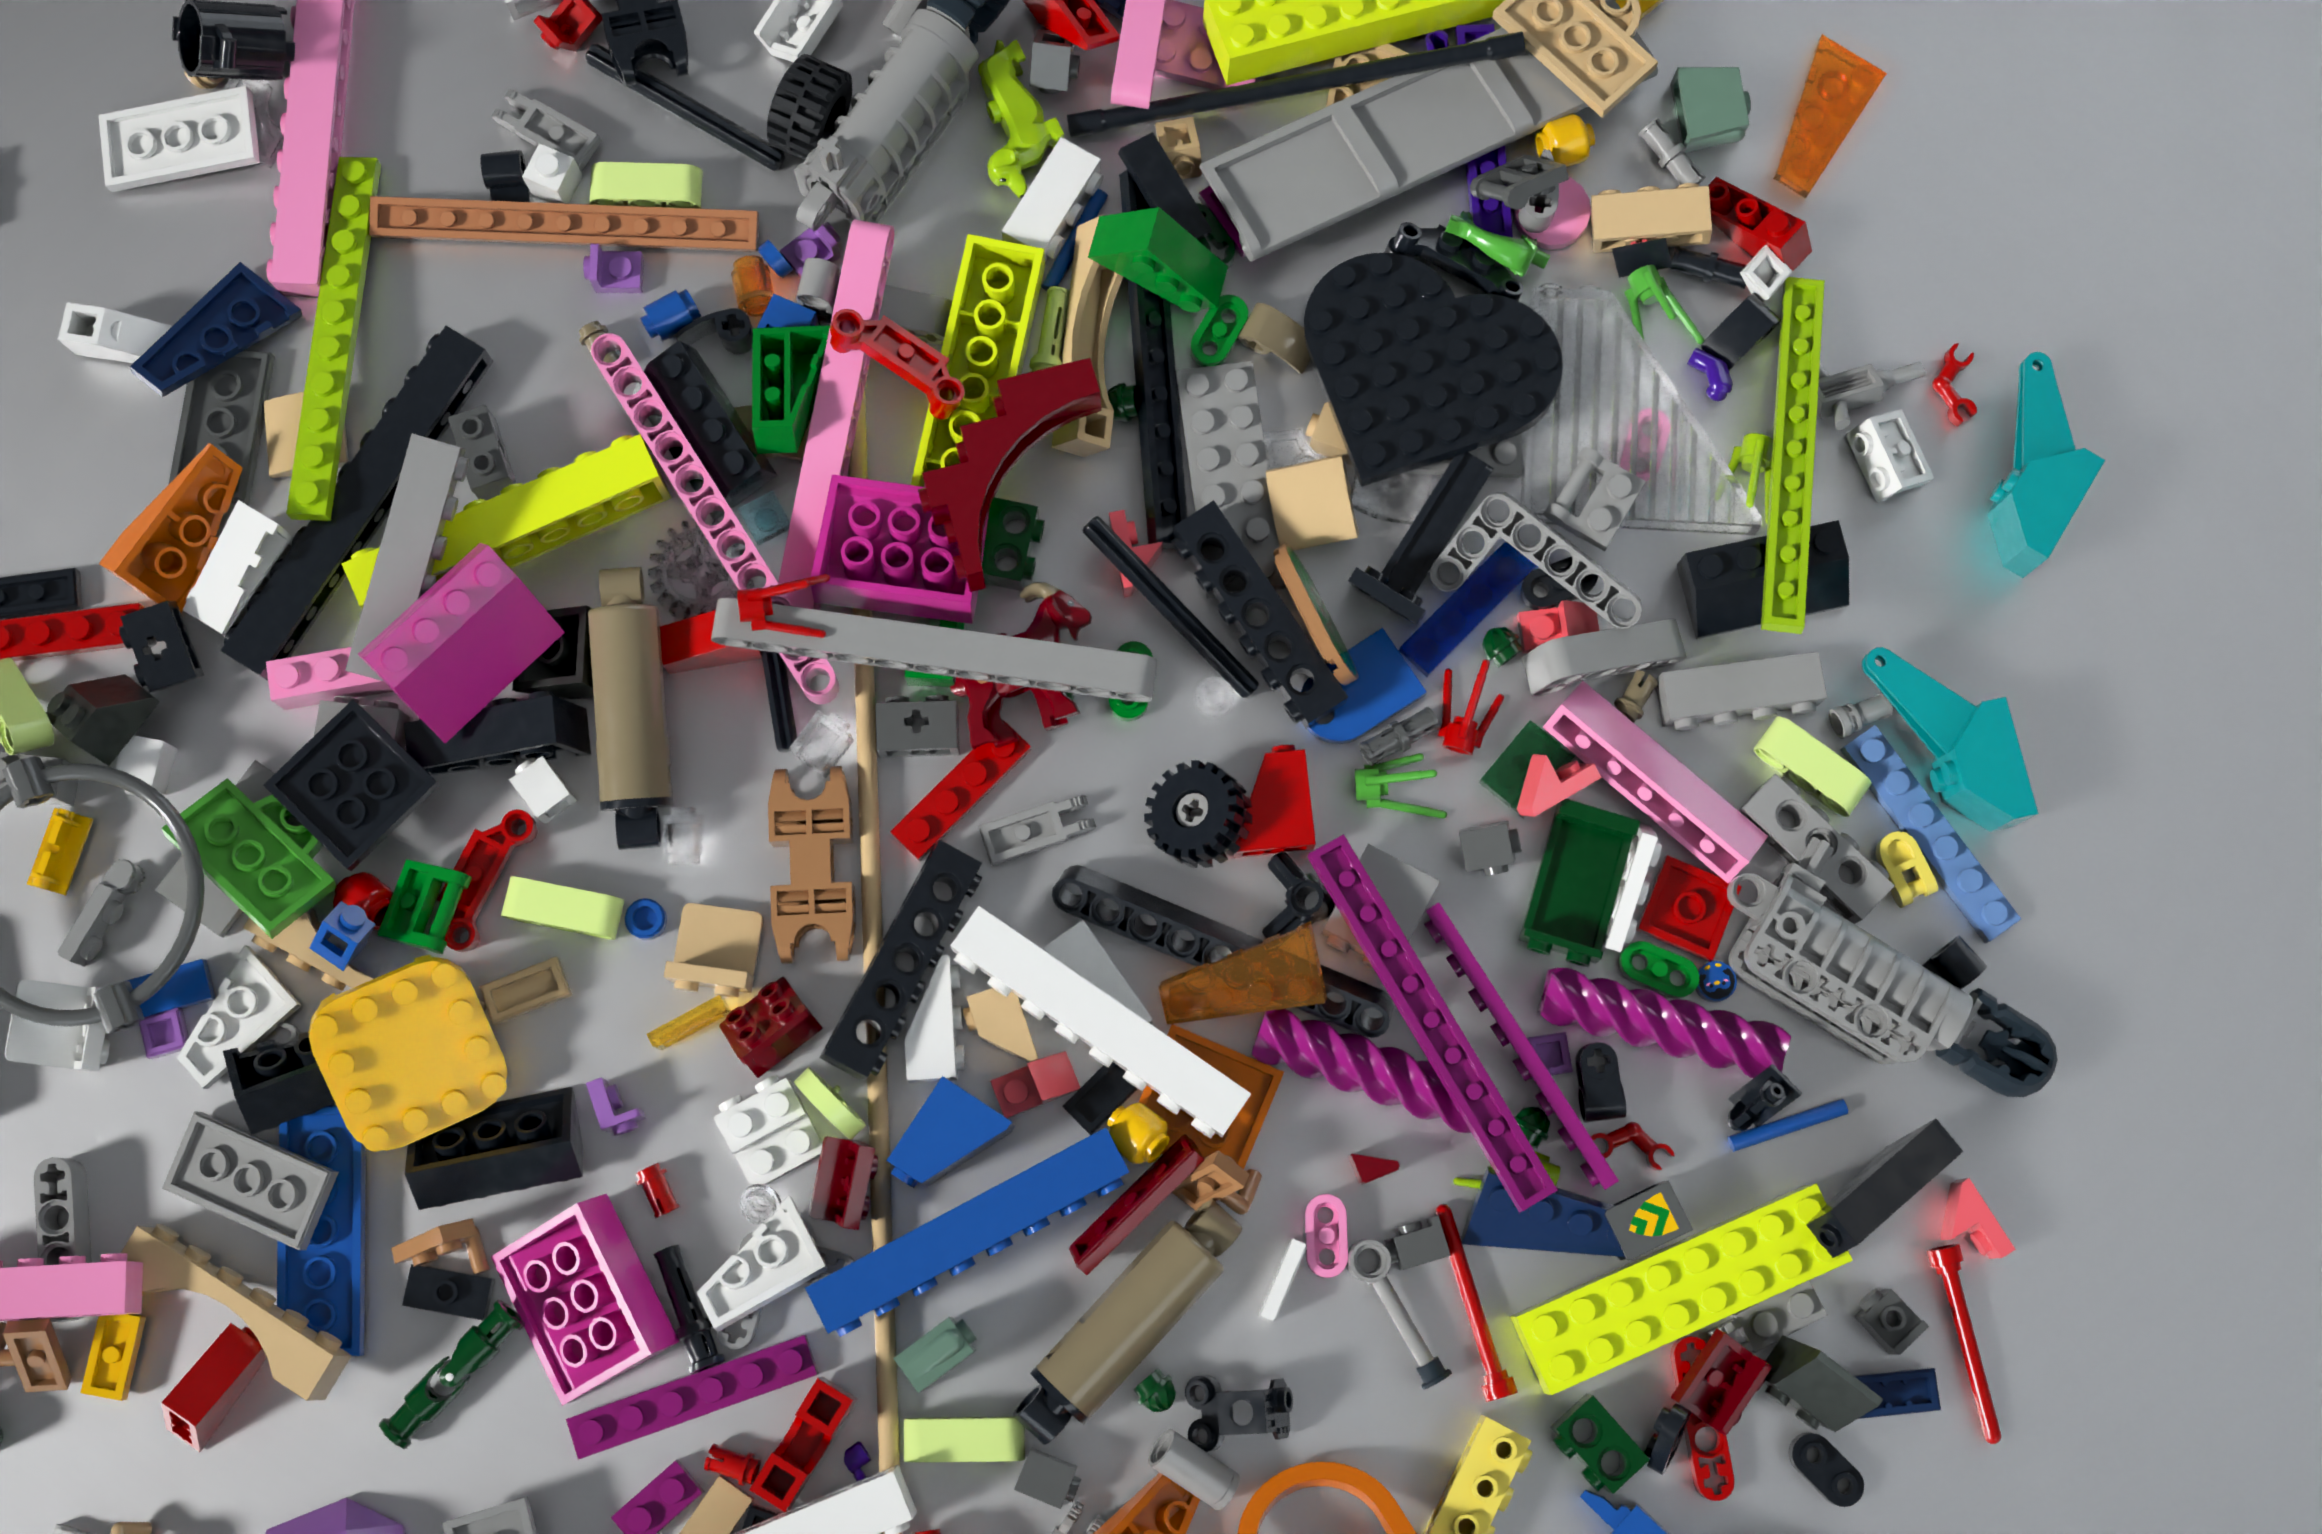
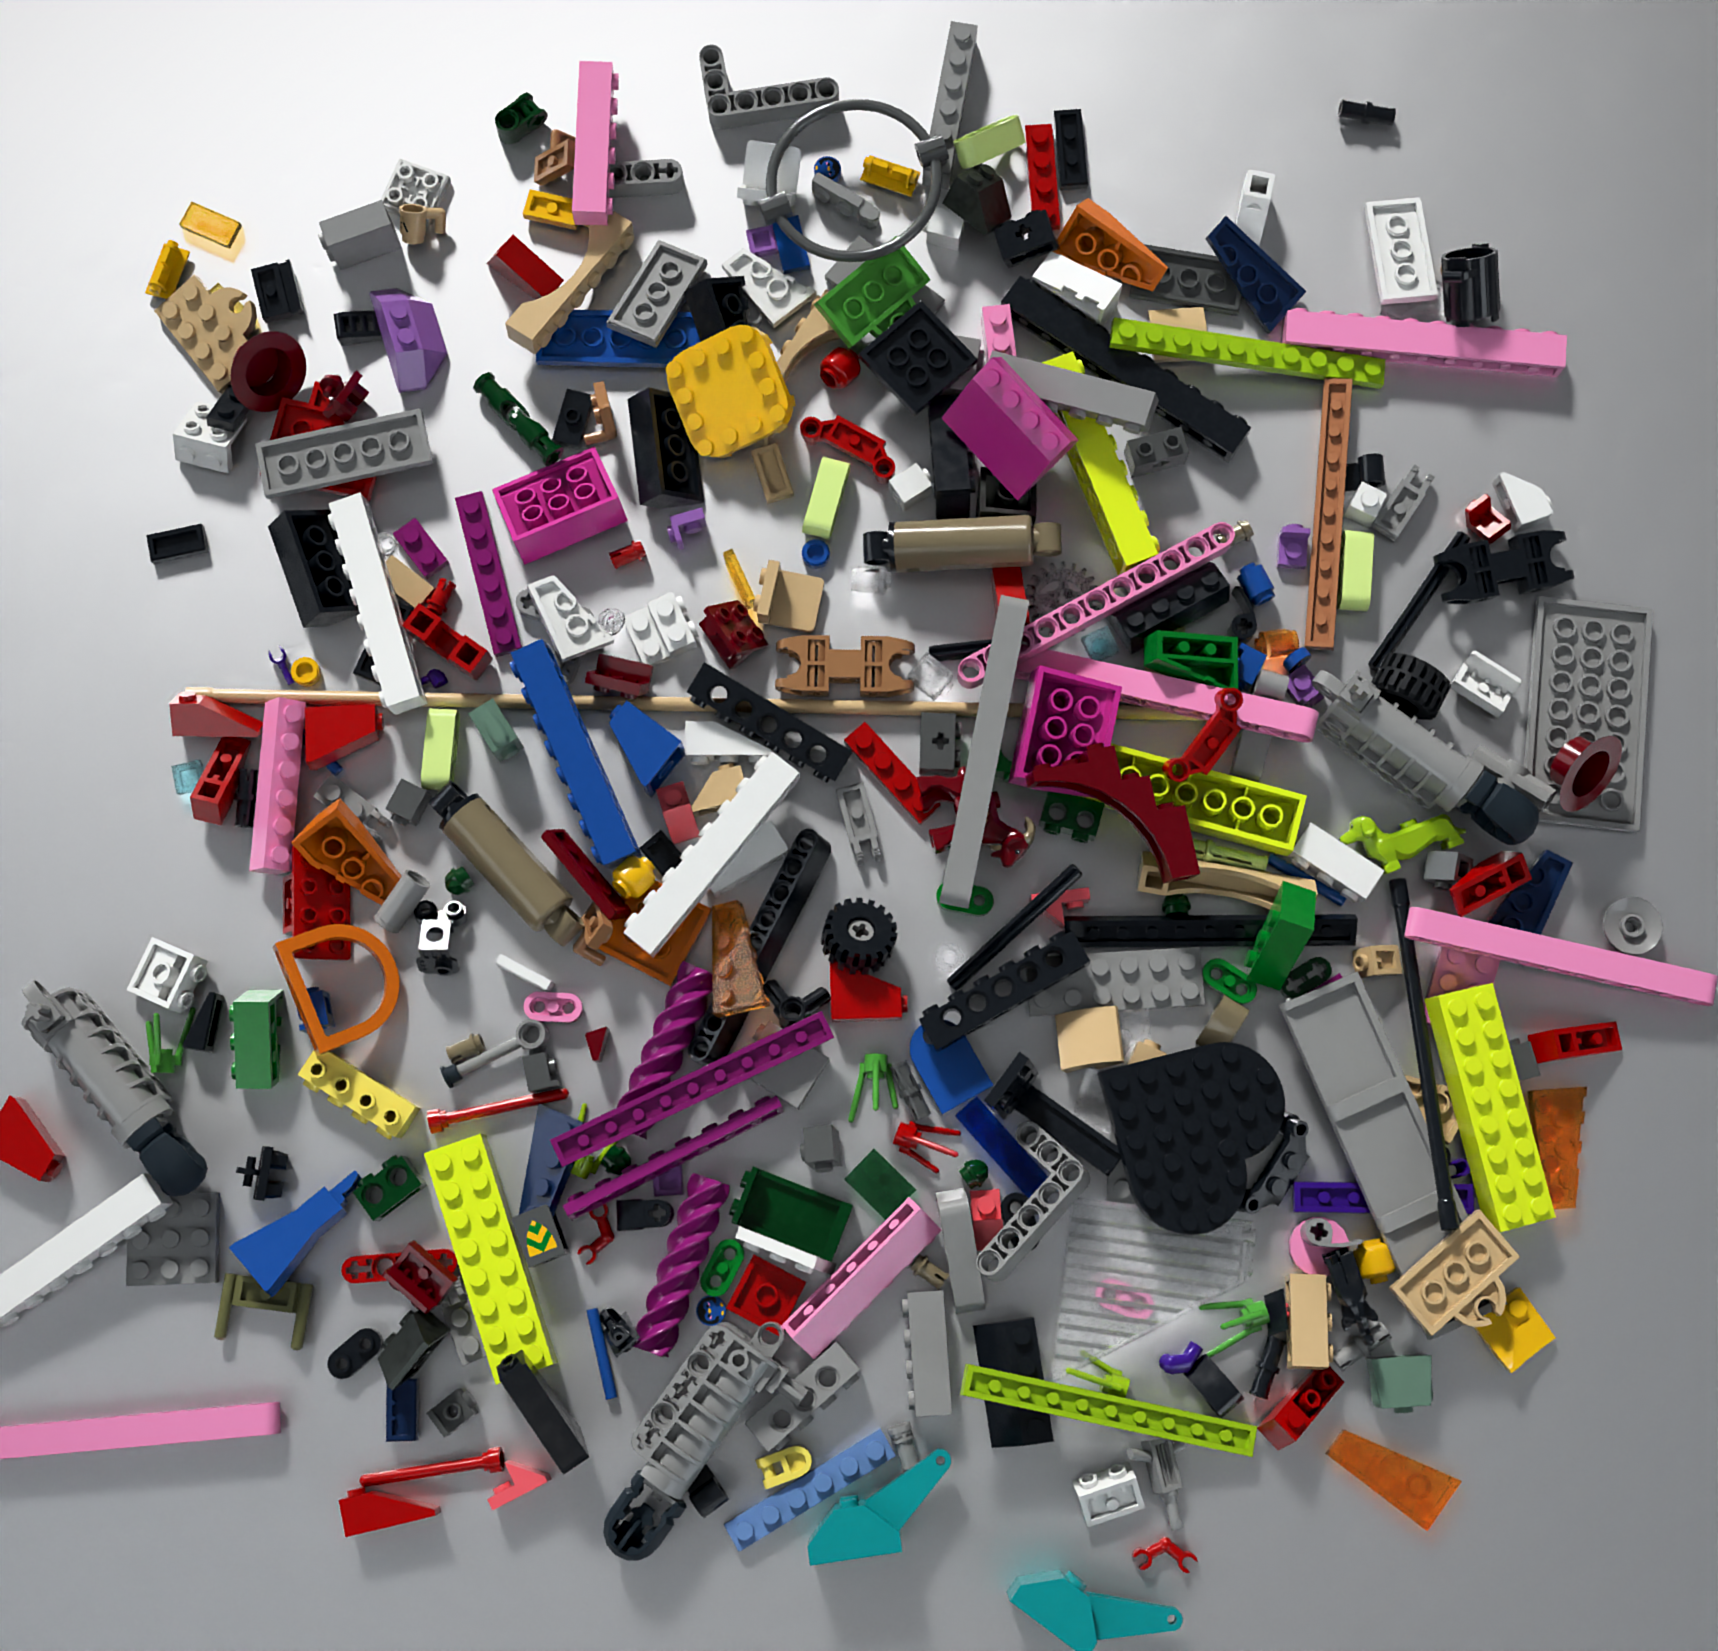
camera: 100 degrees right, 0 degrees up
(46, 942) = (828, 167): none -> blue tile
(349, 925) = (817, 355): blue brick -> none
(414, 902) = (835, 399): green plate -> none
(694, 1328) = (522, 577): black pin -> none
(757, 604) = (1020, 624): red plant -> none
(830, 1103) = (674, 668): yellowish green piece -> none
(1162, 184) = (1340, 945): black tile -> none
(1315, 614) = (1002, 1032): medium nougat tile -> none
(1393, 1356) = (466, 1048): none -> dark tan pin
(1510, 252) = (1281, 1205): bright green animal -> none
(1521, 178) = (1341, 1224): dark grey plate -> none
(1545, 789) = (858, 1193): coral slope -> none
(1606, 505) = (1072, 1258): light grey plate -> none
(1610, 162) = (1350, 1292): none -> black animal
(1671, 1428) = (387, 1236): black plate -> none
(1765, 273) = (1258, 1408): white slope -> none
(1812, 766) = (866, 1402): yellowish green beam -> none
(2031, 1406) = (378, 1510): none -> red slope

